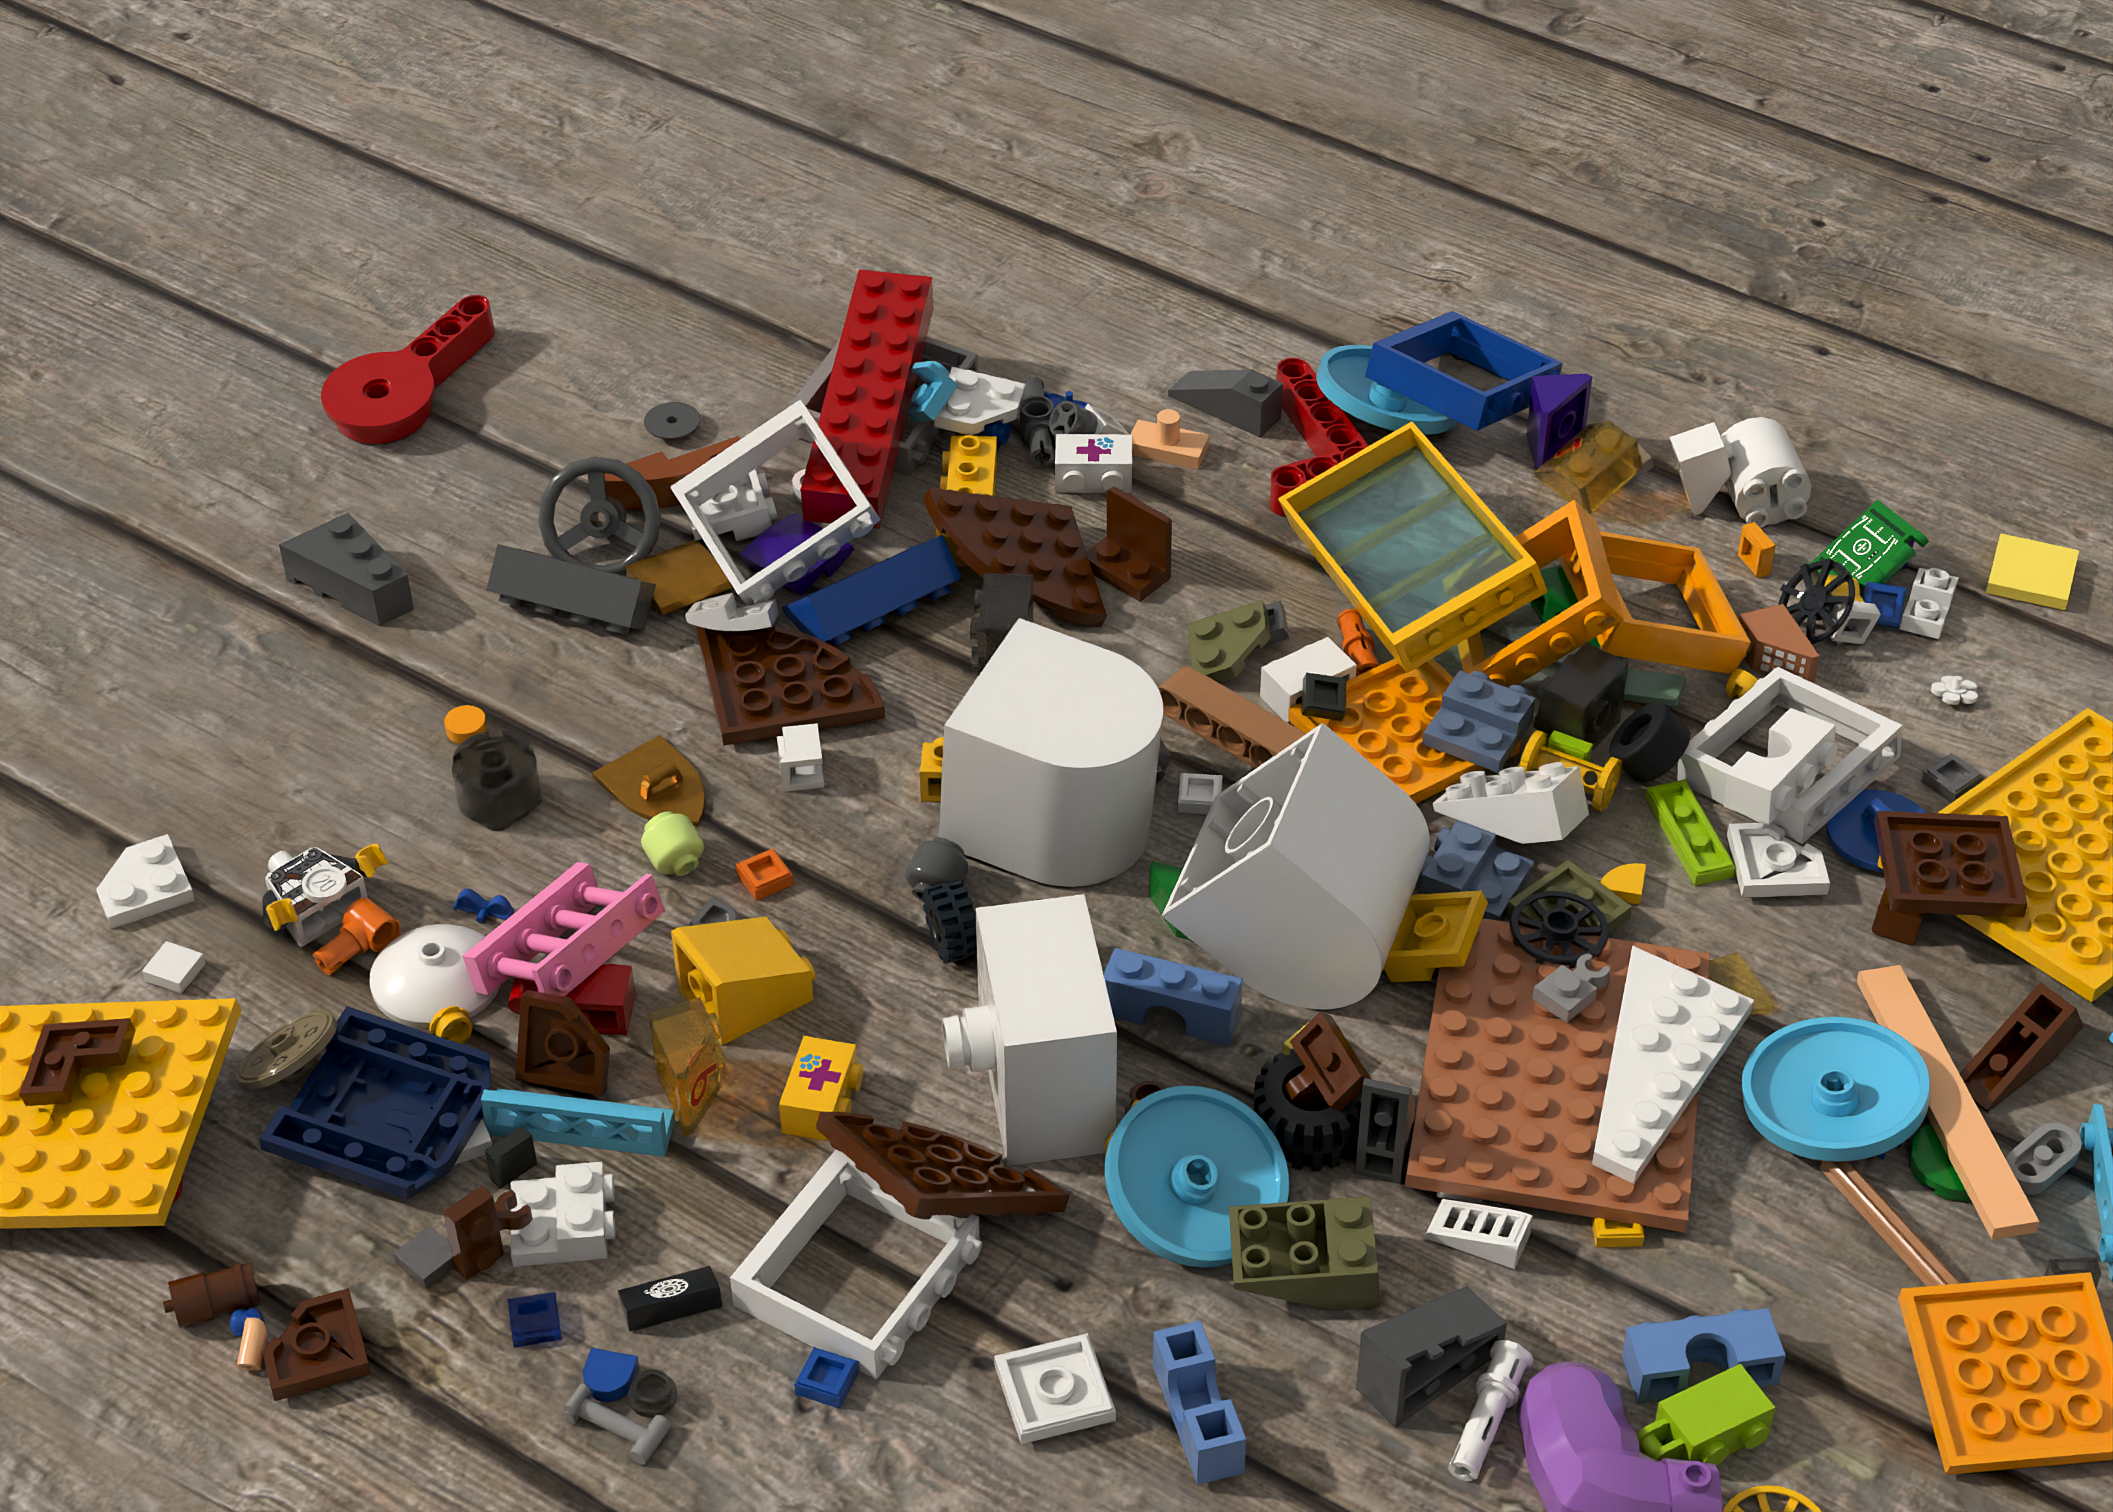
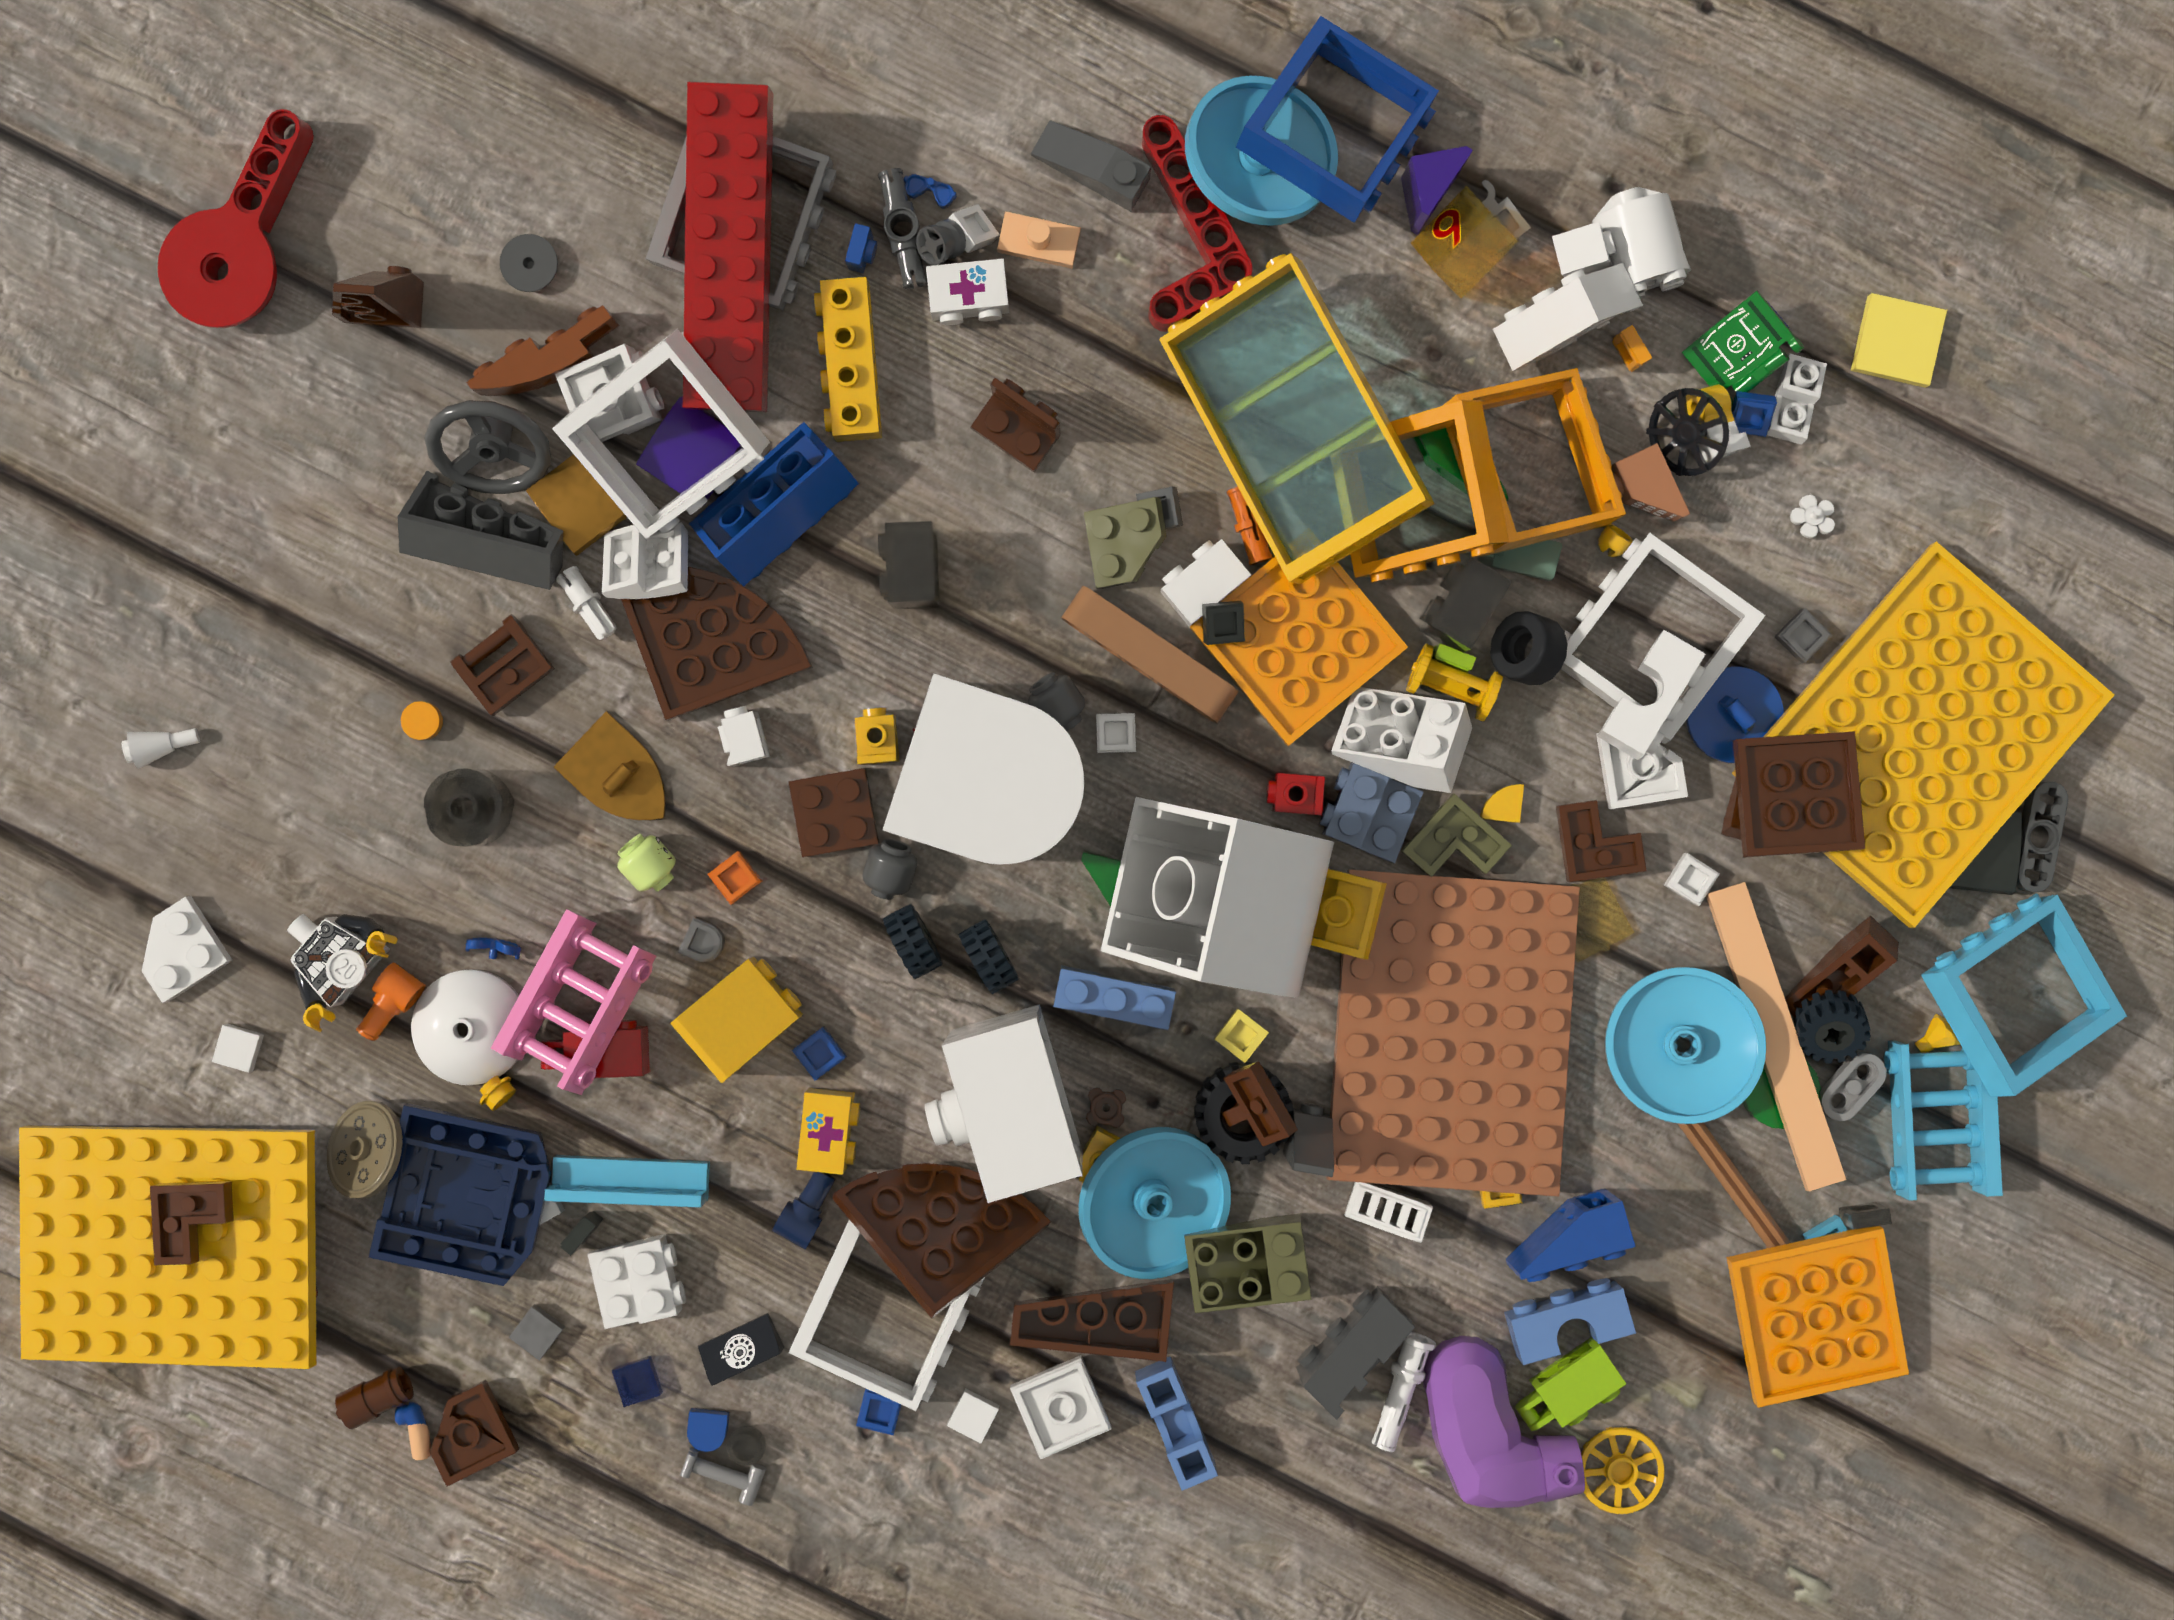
camera: 10 degrees left, 45 degrees up
(178, 716) = (149, 746): none -> white cone
(350, 567) = (258, 530): dark grey wedge -> none
(476, 1225) = (578, 1328): reddish brown plate -> none
(522, 403) = (380, 298): none -> reddish brown wedge
(560, 1045) = (597, 1122): reddish brown plate -> none
(564, 688) = (510, 674): none -> reddish brown plate
(663, 647) = (586, 603): none -> white axle
(687, 1059) = (710, 1133): clear yellow slope -> none
(774, 1170) = (802, 1216): none -> dark blue pin
(826, 1024) = (819, 1053): none -> blue tile
(882, 829) = (833, 812): none -> reddish brown plate
(932, 395) = (794, 246): medium azure bracket -> none
(942, 1393) = (973, 1415): none -> white tile
(979, 401) = (839, 234): white plate -> none
(1023, 539) = (913, 445): reddish brown plate -> none
(1106, 1288) = (1106, 1322): none -> reddish brown wedge
(1480, 720) = (1370, 636): sand blue plate -> none
(1558, 928) = (1448, 888): black wheel -> none
(1568, 991) = (1457, 965): light grey plate -> none
(1663, 1050) = (1542, 1017): white wing -> none
(1687, 496) = (1565, 314): none -> white wedge
(1690, 832) = (1563, 733): lime tile -> none
(1705, 1250) = (1576, 1232): none -> blue slope
(1725, 930) = (1588, 853): none -> reddish brown plate
(1839, 964) = (1691, 879): none -> white tile
(1997, 1094) = (1833, 1011): none -> black wheel

